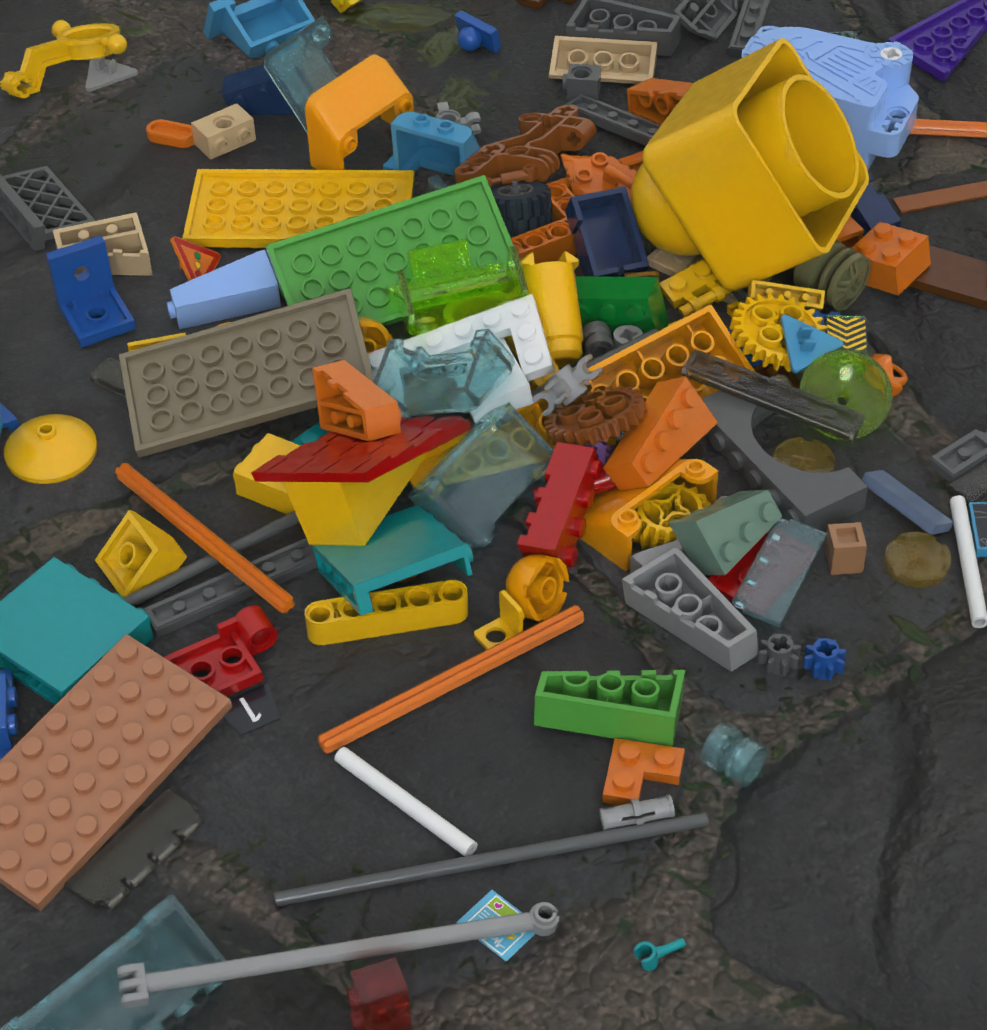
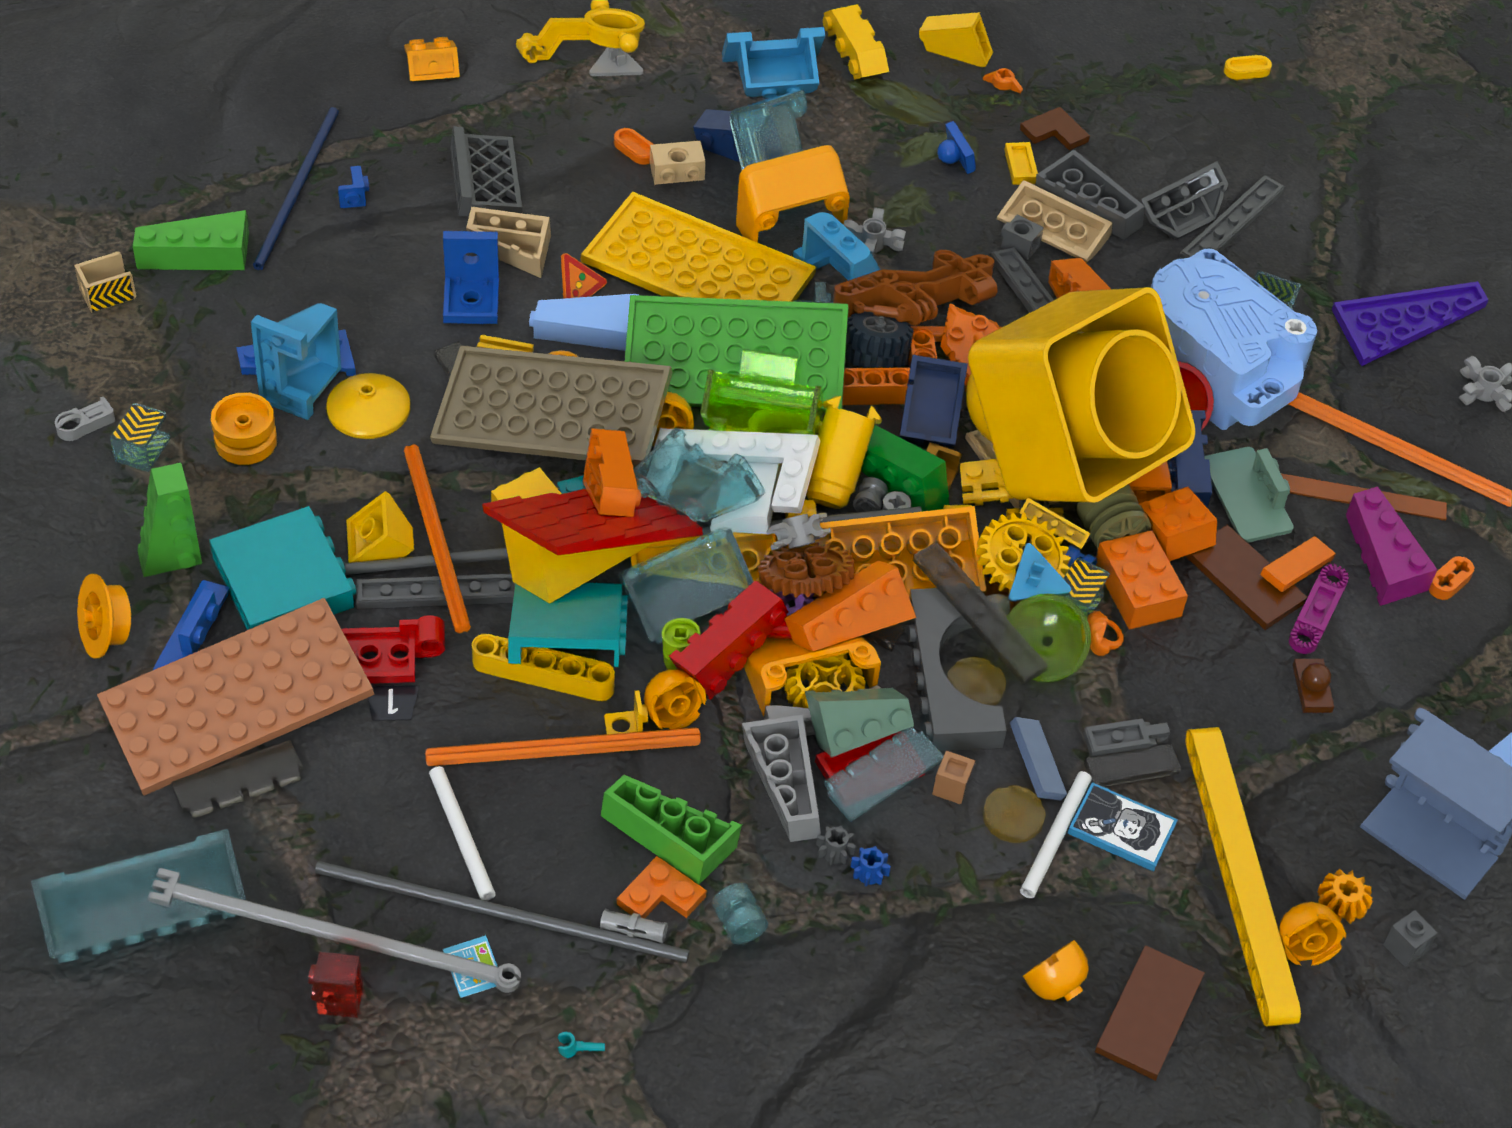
camera: 20 degrees right, 5 degrees up
(505, 529) = (675, 636): none -> lime wheel
(538, 27) = (1021, 162): none -> yellow tile
(896, 317) = (1141, 579): none -> orange brick
(934, 208) = (1251, 492): none -> sand green bracket

